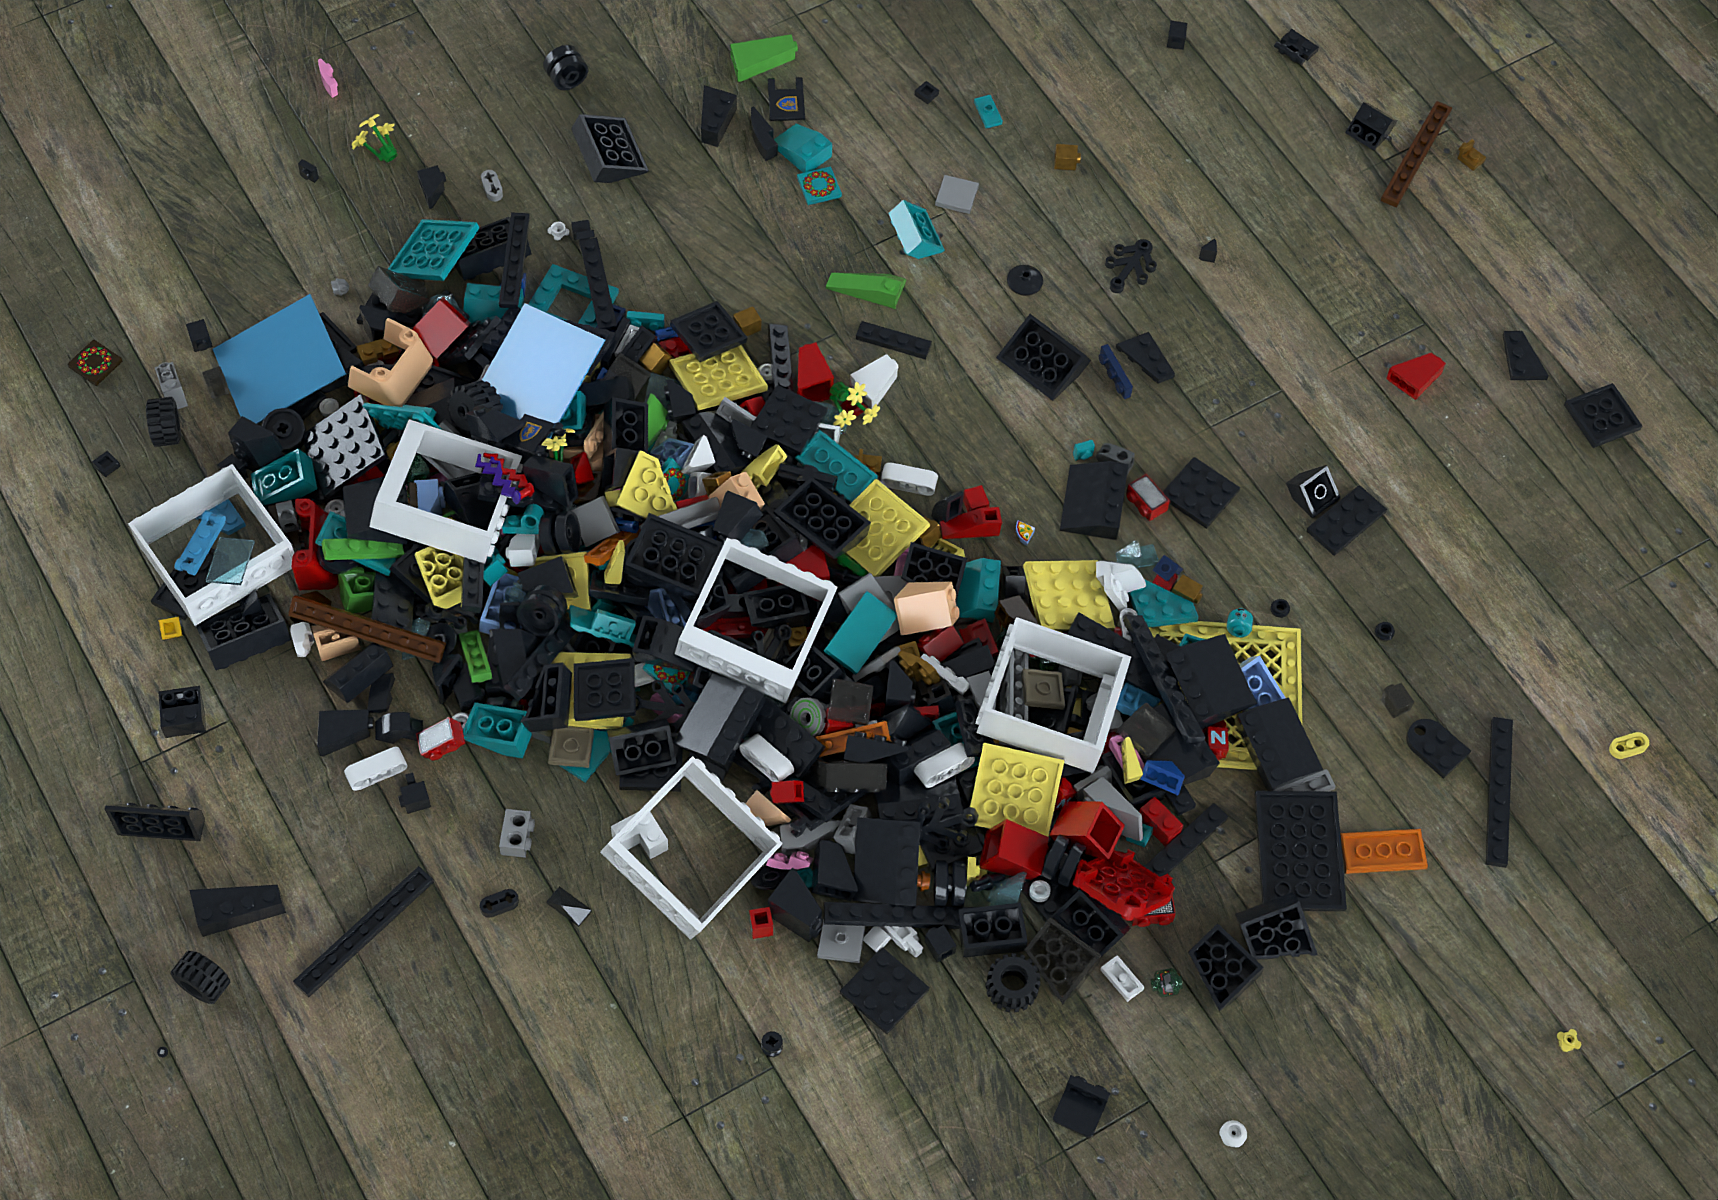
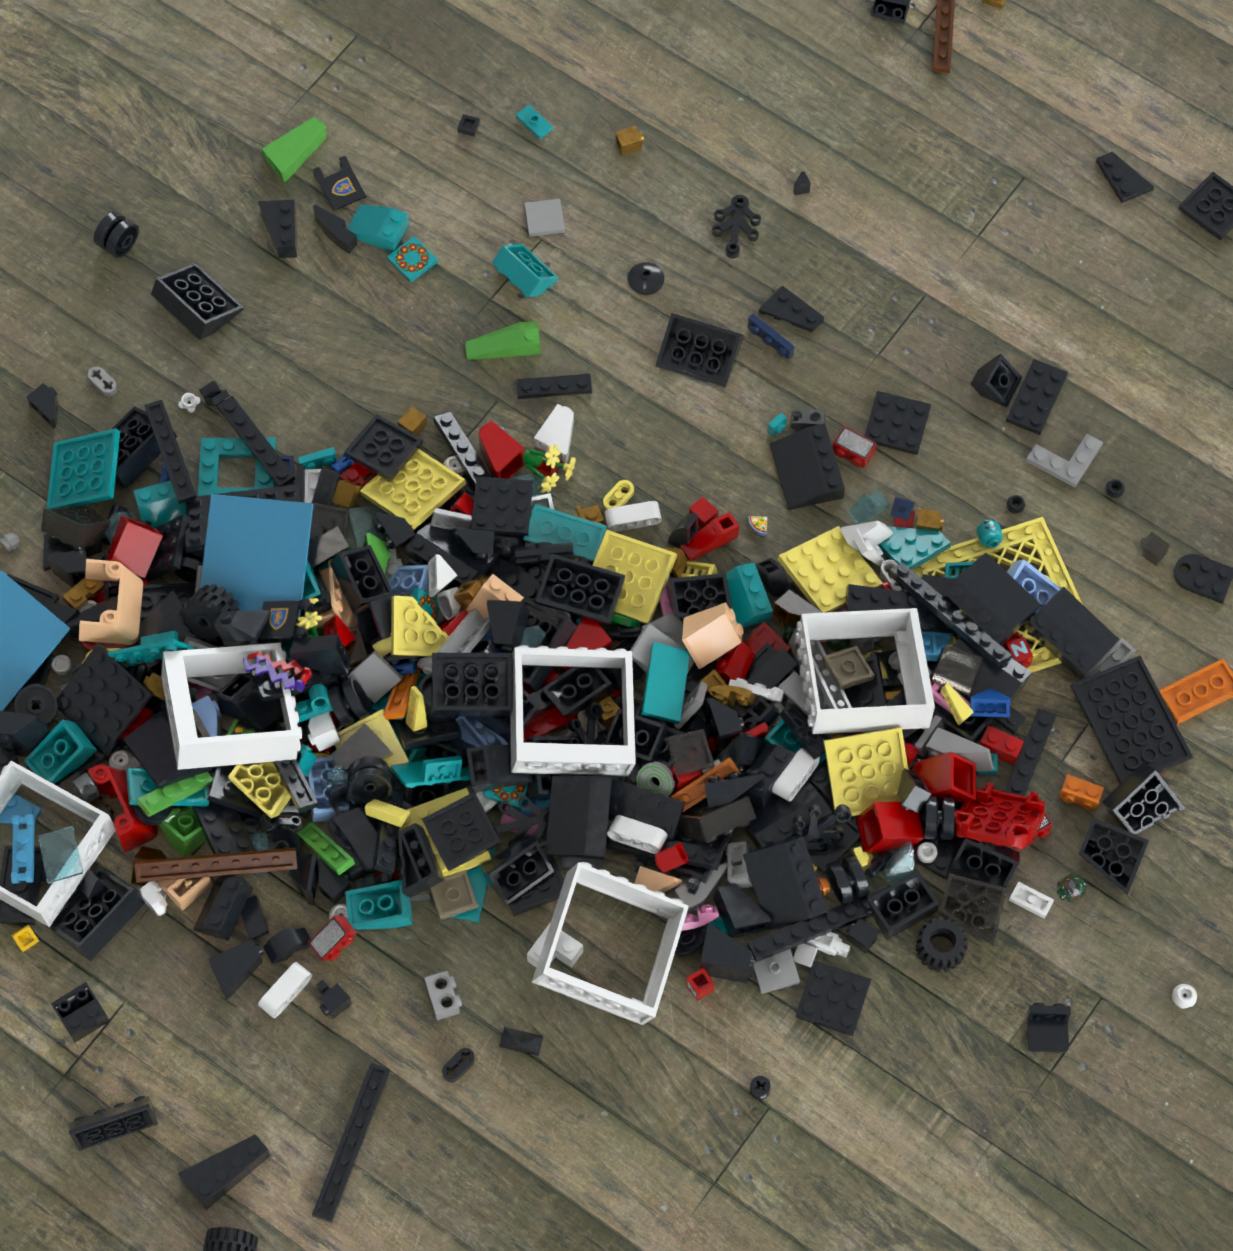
camera: 20 degrees left, 5 degrees up
(543, 643) = (386, 812): none -> light yellow slope
(765, 466) = (501, 560): light yellow slope -> none
(903, 454) = (616, 496): none -> light yellow plate
(1048, 824) = (912, 791): none -> slope
(1220, 898) = (1081, 792): none -> orange bracket
(1349, 599) = (1066, 471): none -> light grey plate
(1416, 374) = (1038, 231): red slope -> none

